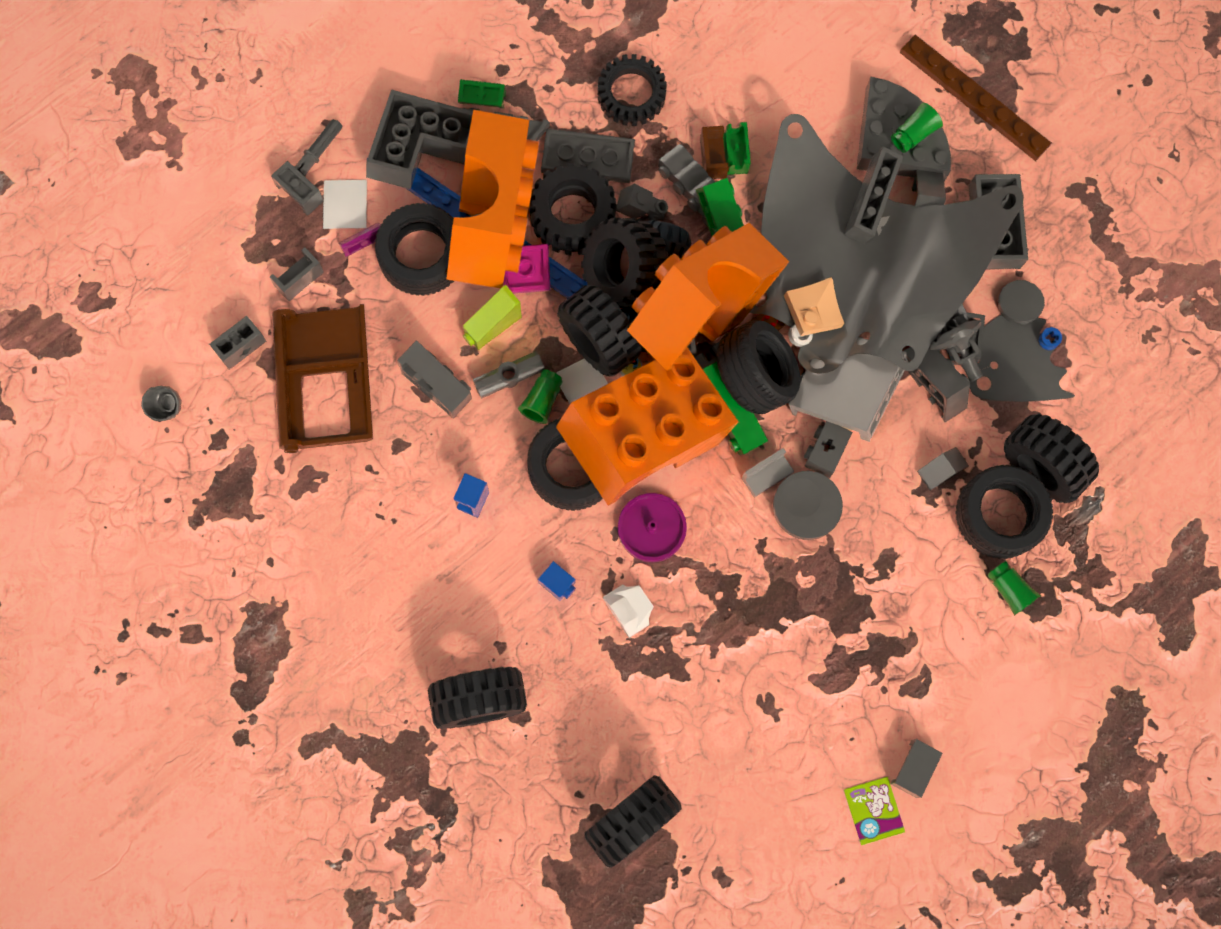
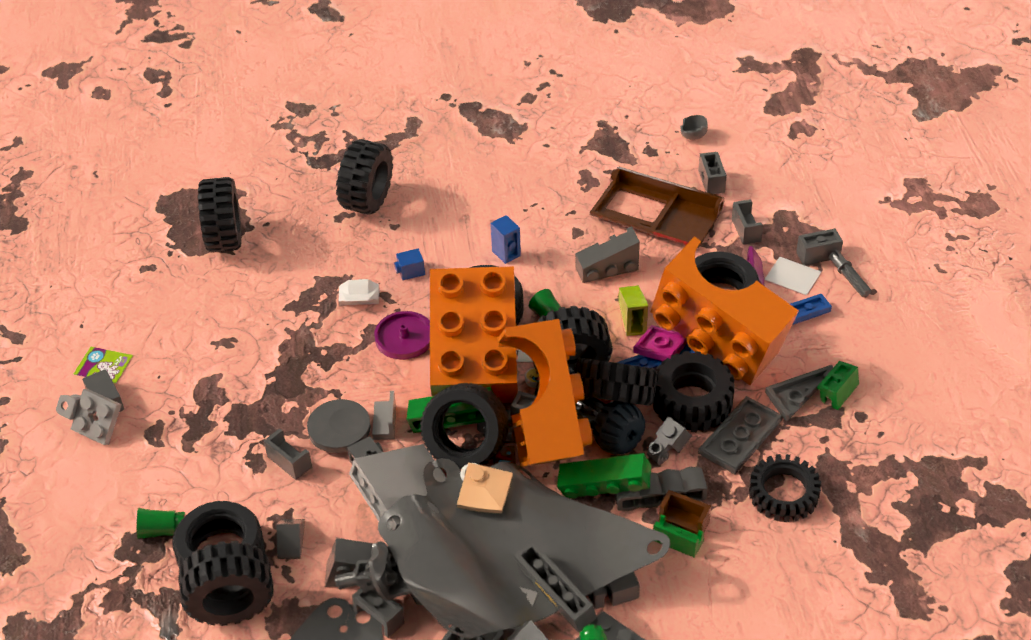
camera: 130 degrees right, 30 degrees down
(412, 128) = (825, 316): dark grey brick -> none
(494, 380) = (584, 292): dark grey piece -> none
(868, 529) = (286, 456): none -> dark grey panel
(952, 755) = (81, 410): none -> light grey plate

